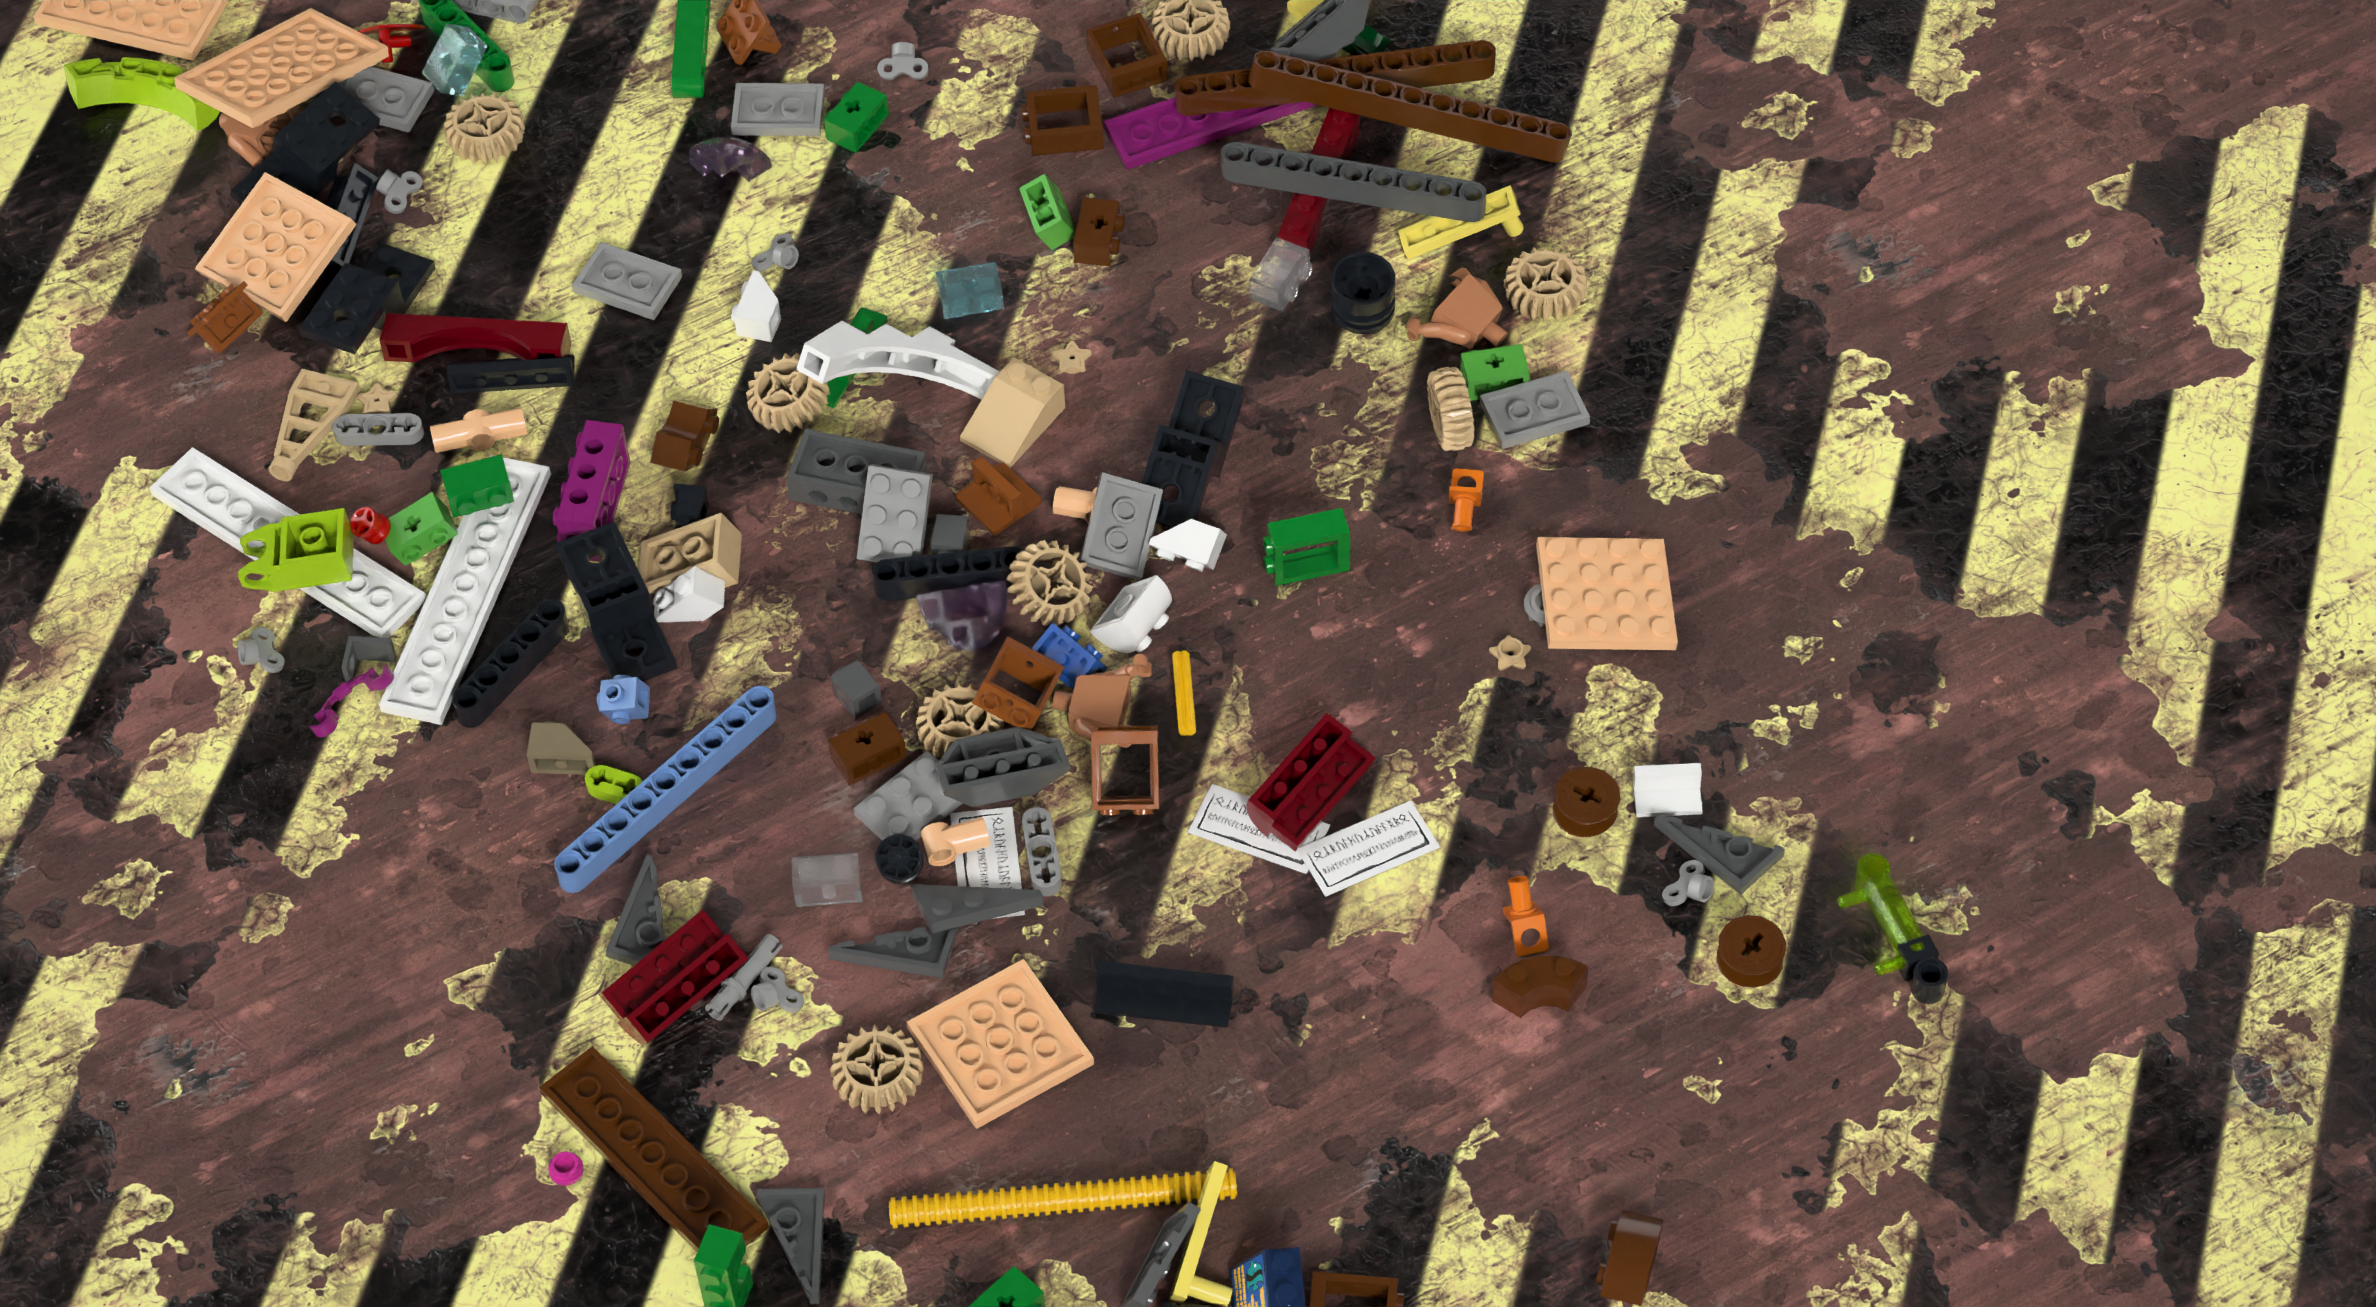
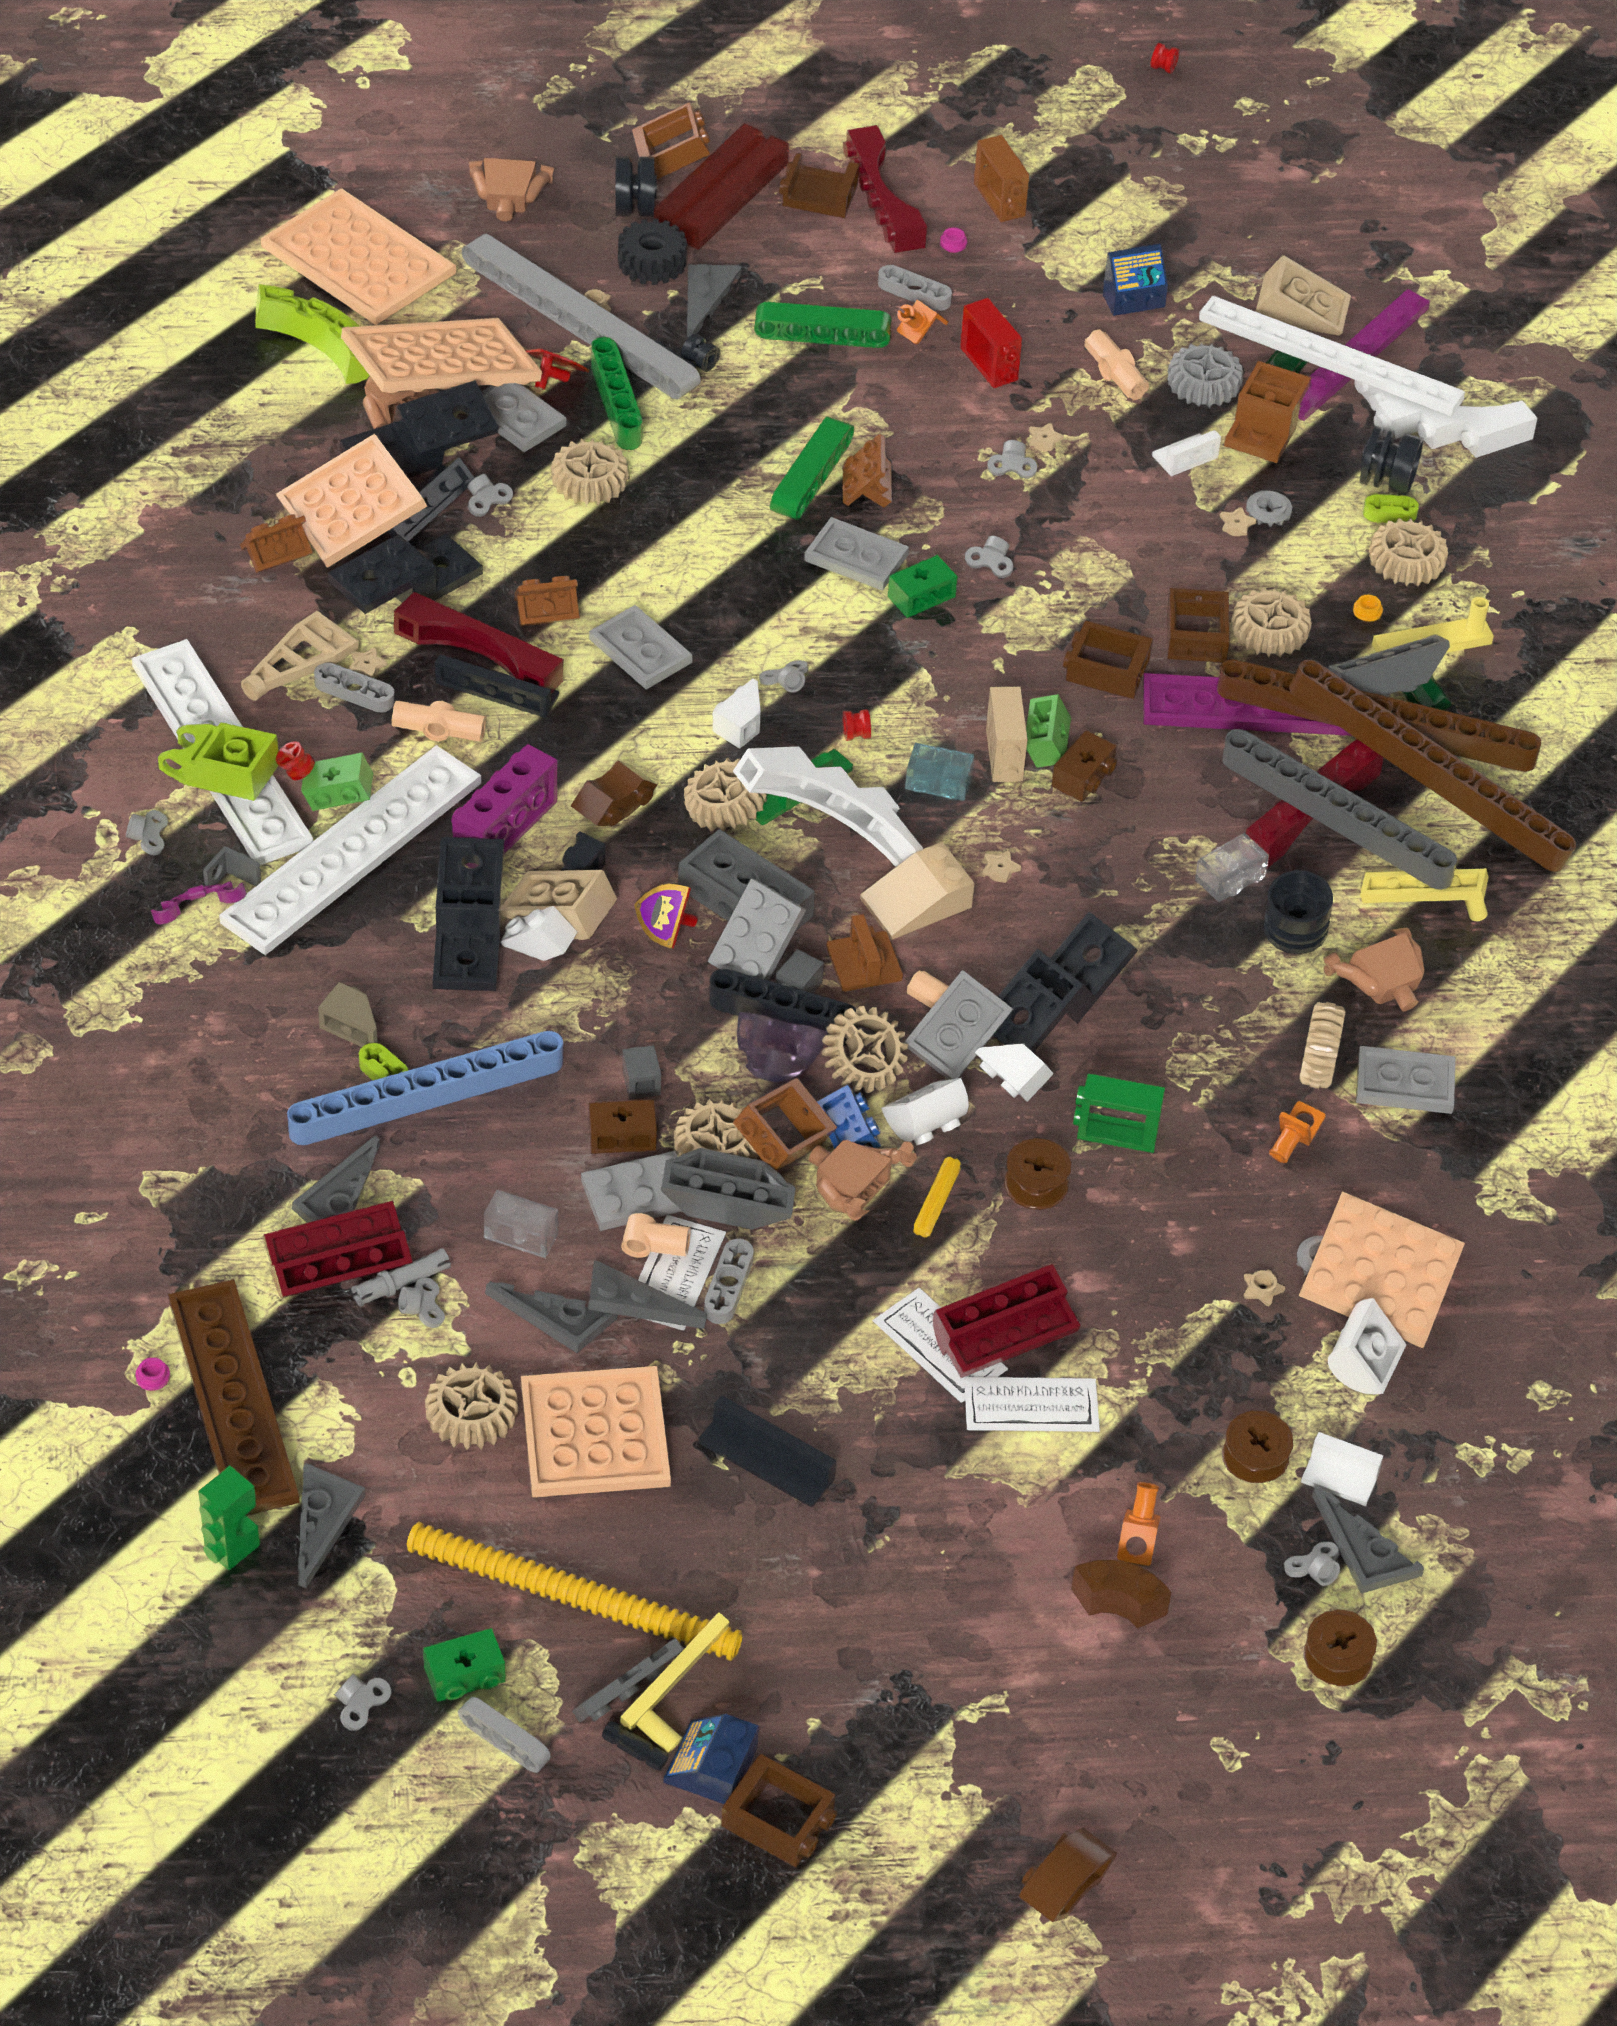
camera: 20 degrees right, 5 degrees down
(454, 59) = (593, 403): clear light blue brick -> none
(477, 485) = (406, 764): green brick -> none
(510, 663) = (352, 926): black beam -> none
(517, 273) = (547, 601): none -> dark orange bracket
(623, 699) = (431, 996): medium blue brick -> none
(727, 154) = (783, 570): brick -> none
(794, 529) = (663, 912): none -> shield
(869, 276) = (856, 725): none -> red wheel
(899, 859) = (595, 1233): black wheel -> none
(1014, 230) = (1006, 734): none -> tan brick
(1124, 735) = (814, 1267): dark orange window -> none
(1262, 633) = (1037, 1173): none -> reddish brown piece
(1493, 369) = (1384, 1027): bright green brick -> none
(1546, 292) = (1475, 981): tan gear -> none
(1633, 673) = (1366, 1349): none -> white brick
(1914, 952) = (1499, 1713): clear neon green piece -> none

